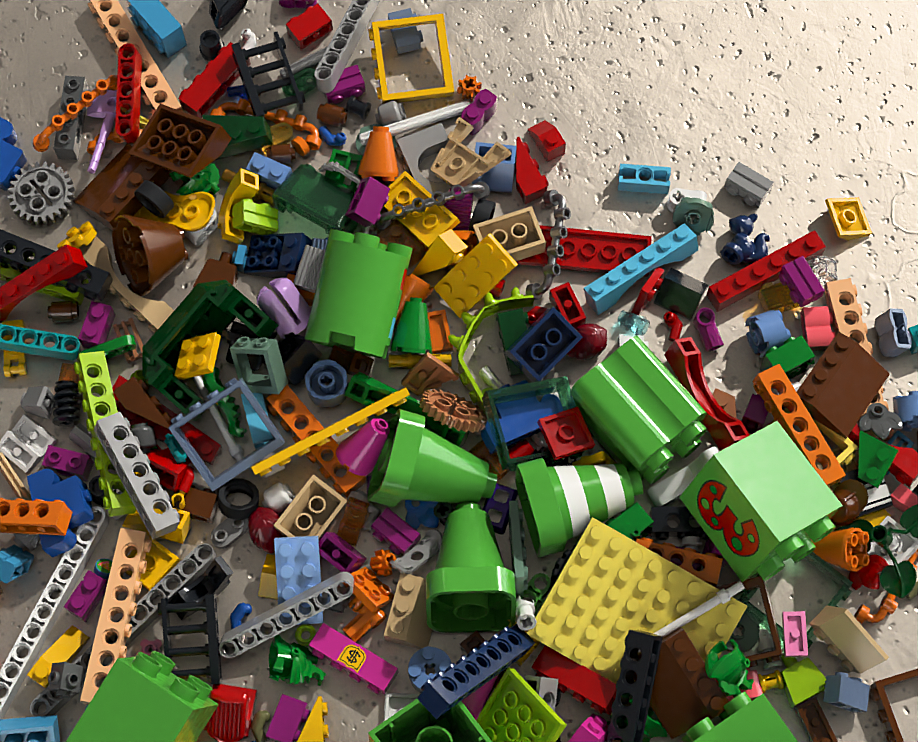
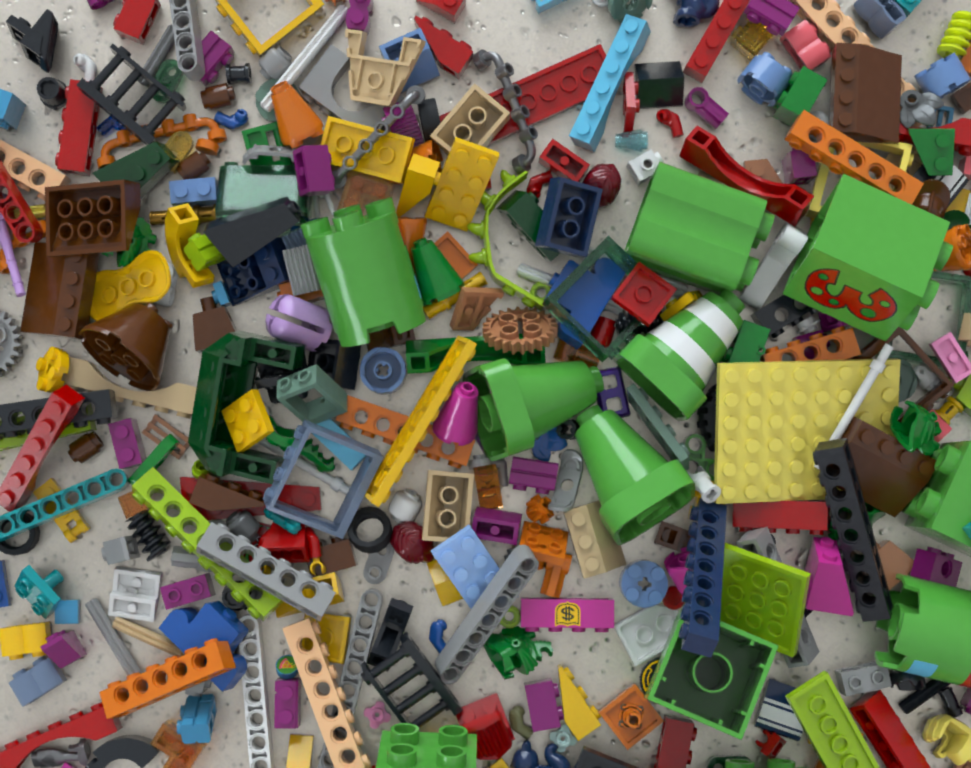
camera: 35 degrees left, 15 degrees up
(154, 199) = (103, 288): black tyre -> none
(289, 216) = (251, 229): none -> black slope

